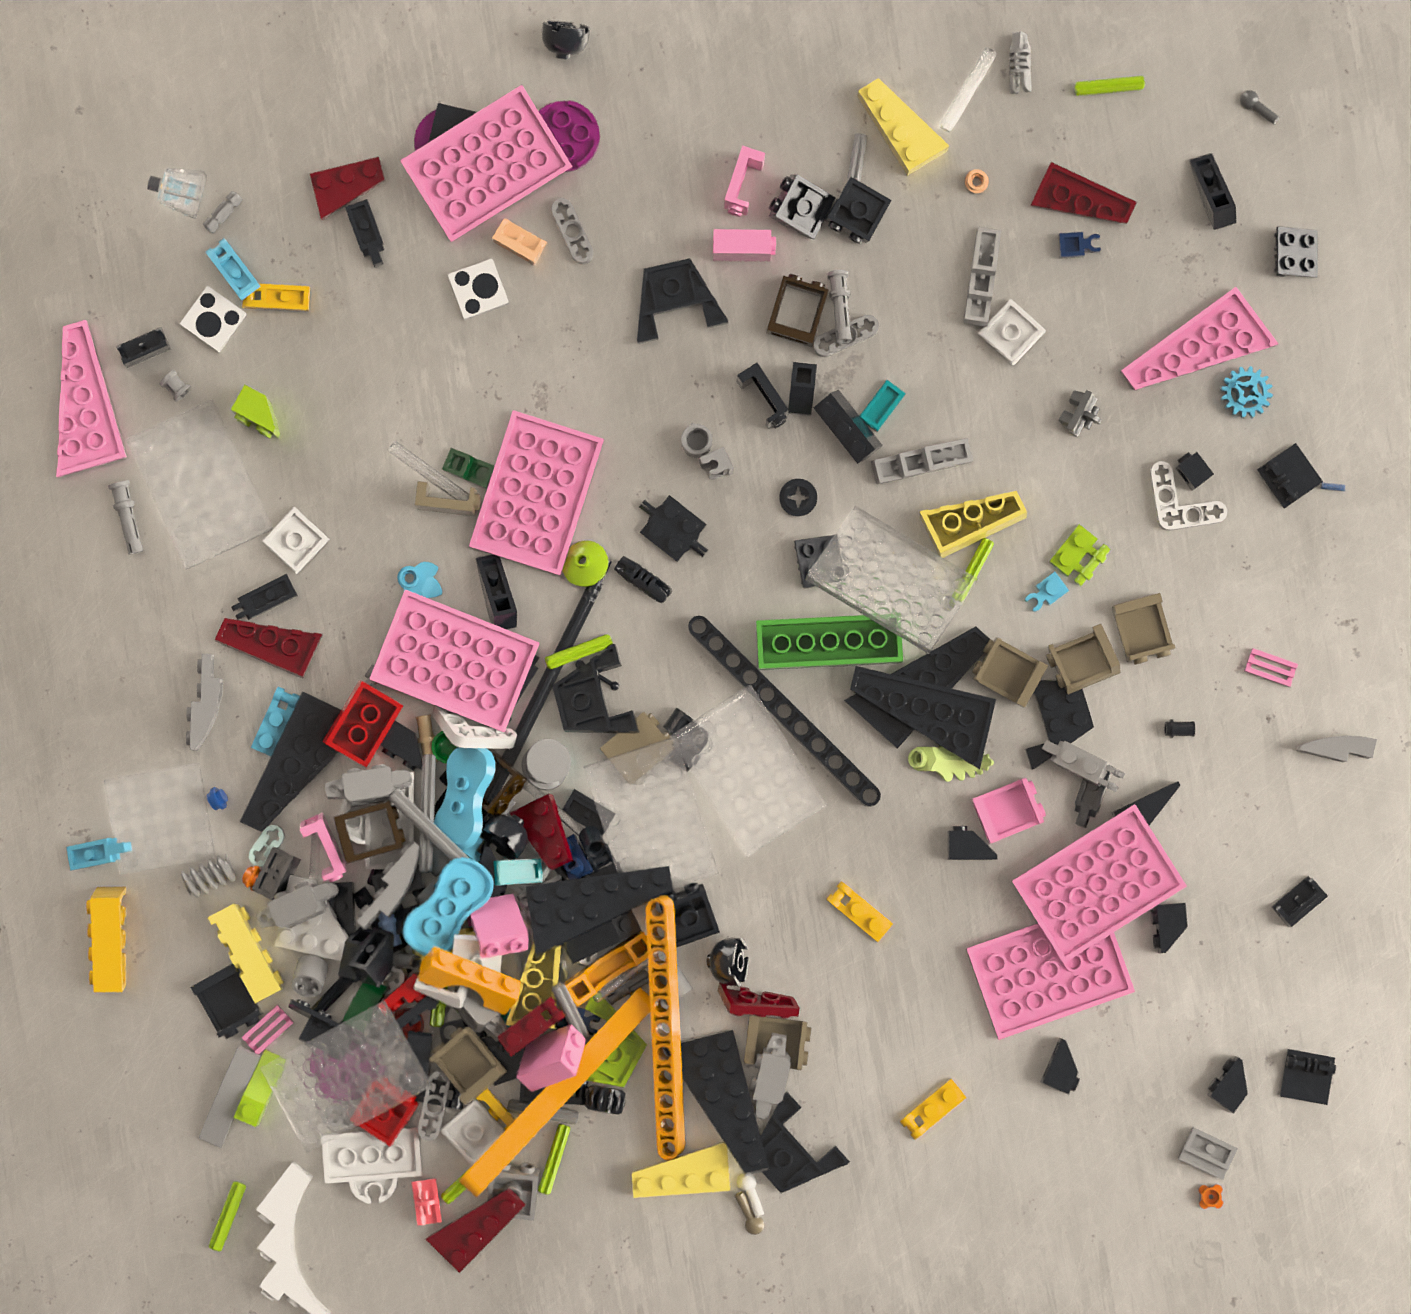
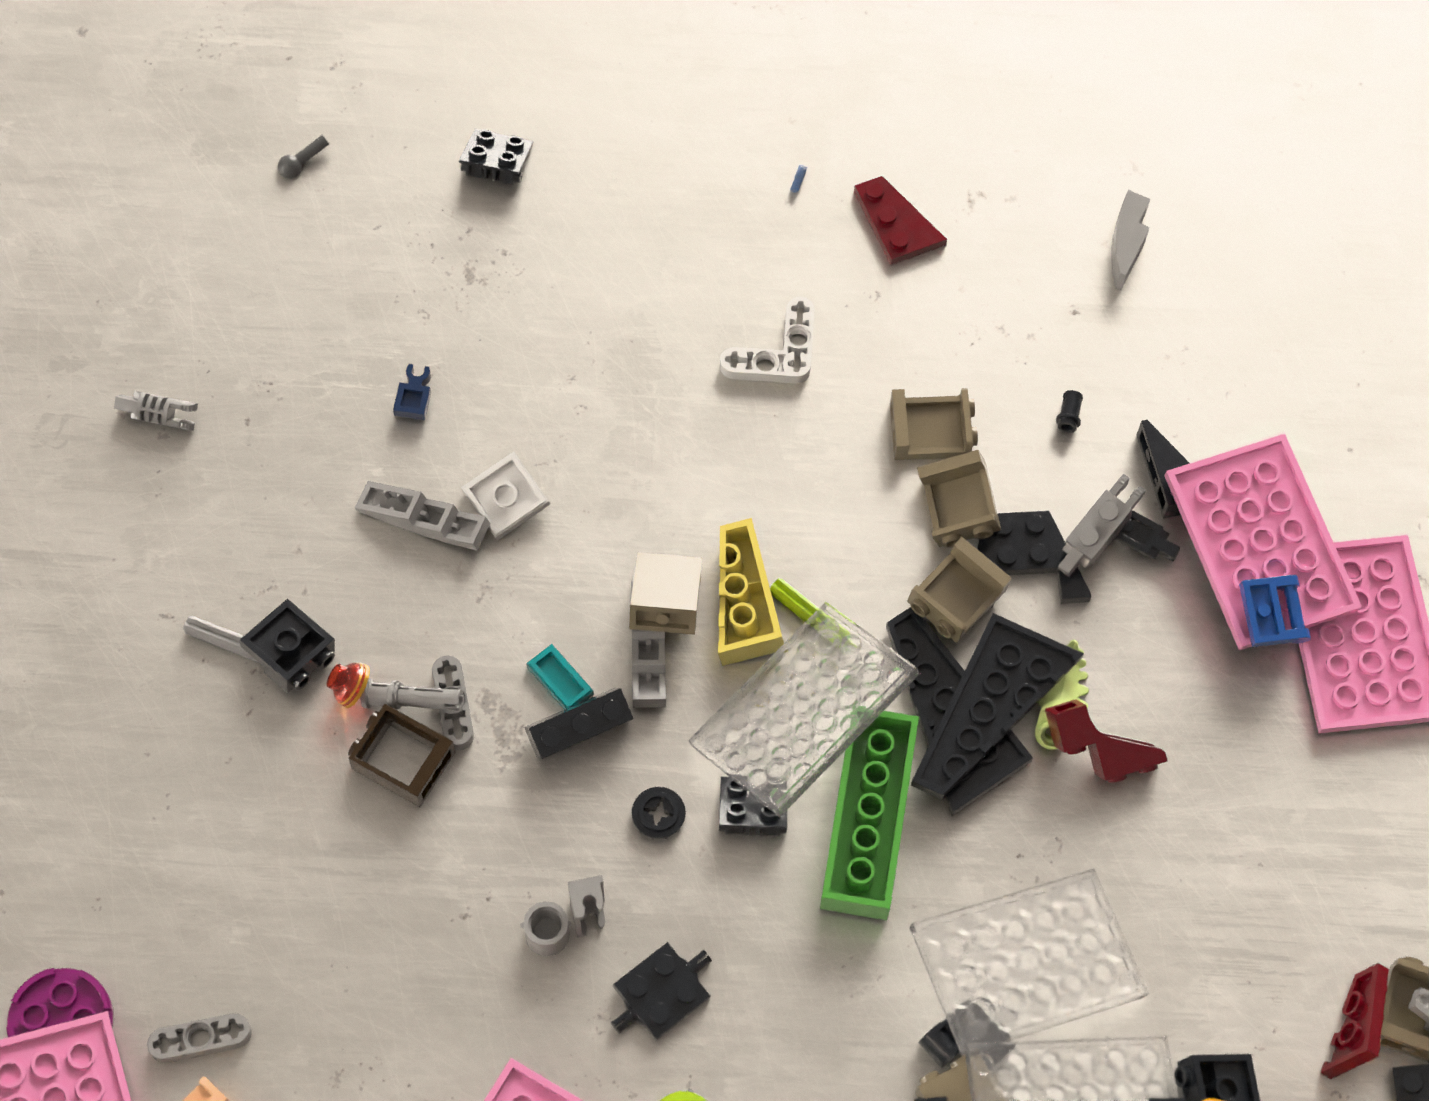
camera: 75 degrees left, 20 degrees down
(643, 580) = (725, 1049): black hinge -> none
(674, 288) = (322, 916): black wing -> none
(728, 961) = (1296, 1050): black cylinder -> none
(743, 245) = (290, 802): bright pink brick -> none
(747, 158) = (175, 770): bright pink panel -> none
(756, 375) = (505, 814): black panel -> none
(795, 716) = (961, 882): black beam -> none
(801, 205) = (258, 718): plate -> none
(802, 388) = (509, 770): black slope -> none
(840, 260) = (348, 682): none -> clear red piece
(860, 912) = (1249, 858): yellow plate -> none
(902, 129) = (192, 570): light yellow wedge -> none
(913, 804) = (1110, 754): none -> dark red arch
(958, 463) = (665, 593): none -> panel
(967, 89) = (170, 480): clear axle -> none
(967, 845) = (1181, 698): black slope -> none
(976, 174) = (291, 488): light nougat plate -> none
(1008, 810) = (1140, 638): bright pink panel -> none
(1039, 891) = (1265, 614): none -> blue plate
(1049, 590) = (858, 526): medium azure plate -> none
(1073, 551) = (812, 487): lime plate -> none
(1075, 194) = (349, 380): dark red wing -> none
(1084, 415) = (643, 447): dark grey hips -> none
(1109, 85) = (220, 315): lime axle -> none
(1170, 924) = (1329, 475): black slope -> none
(1193, 470) = (741, 322): black brick -> none
(1210, 338) = (577, 269): bright pink wing -> none
(1213, 191) = (395, 224): black slope -> none
(1256, 398) = (657, 243): medium azure gear -> none
(1289, 475) = (774, 221): black hinge -> none
(1293, 666) = (1023, 274): bright pink tile -> none
(1299, 901) = (1317, 322): black hinge -> none
(1312, 568) = (896, 222): none -> dark red wing

